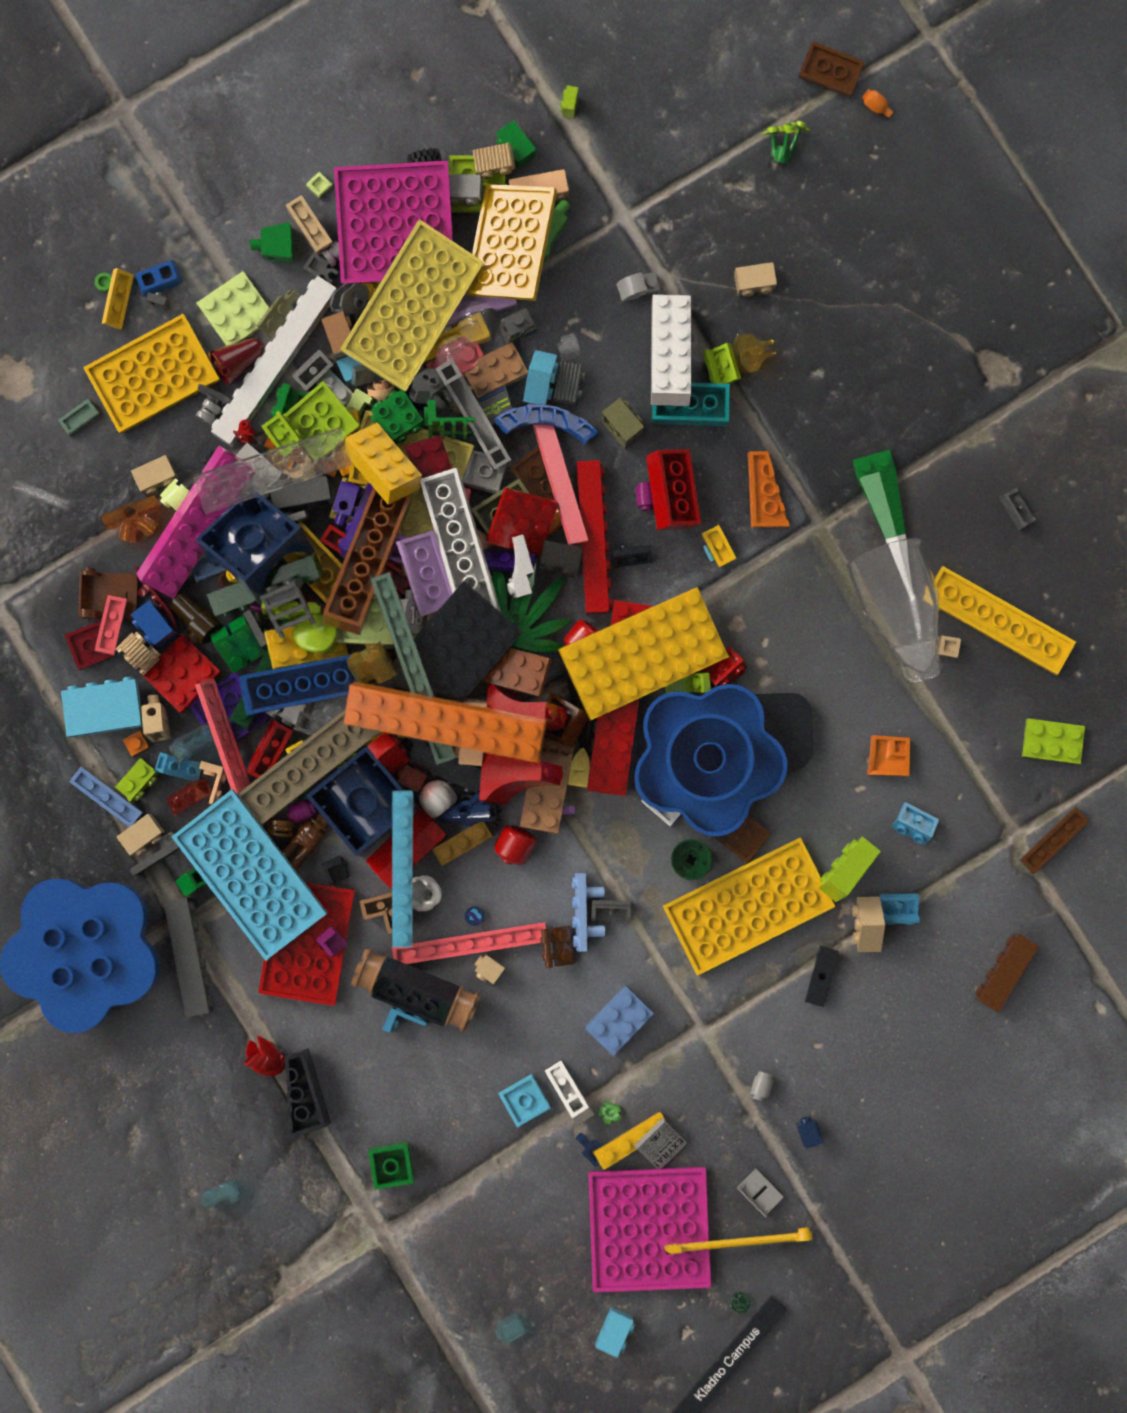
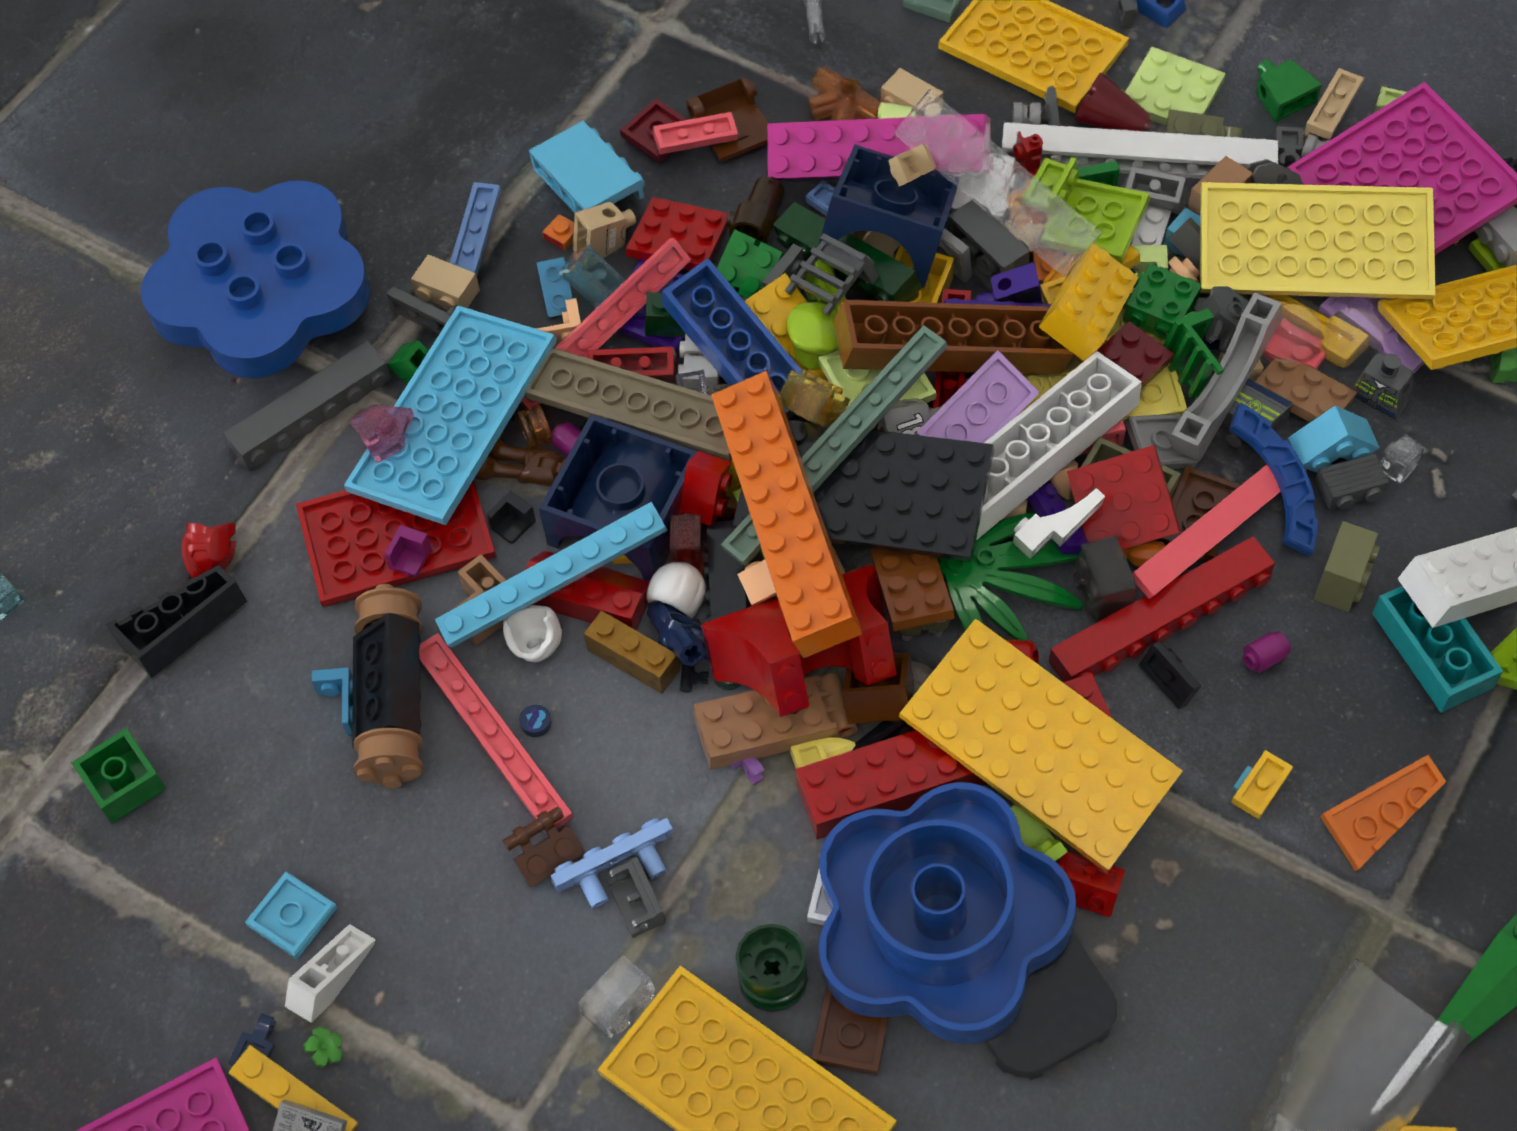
camera: 70 degrees right, 25 degrees down
(137, 780) = (514, 253): lime bracket -> none
(138, 653) = (677, 174): tan brick -> none
(154, 624) = (722, 173): blue brick -> none
(164, 607) = (758, 170): dark red piece -> none
(188, 795) = (527, 308): clear red bracket -> none
(233, 516) = (911, 164): none -> tan bracket
(240, 922) = (382, 429): none -> clear pink plate
(488, 969) = (466, 772): tan brick -> none
(514, 845) = (663, 718): red head -> none
(619, 1020) = (473, 987): medium blue brick -> none
(662, 947) = (617, 997): none -> clear brick
(673, 489) = (1300, 675): red brick -> none

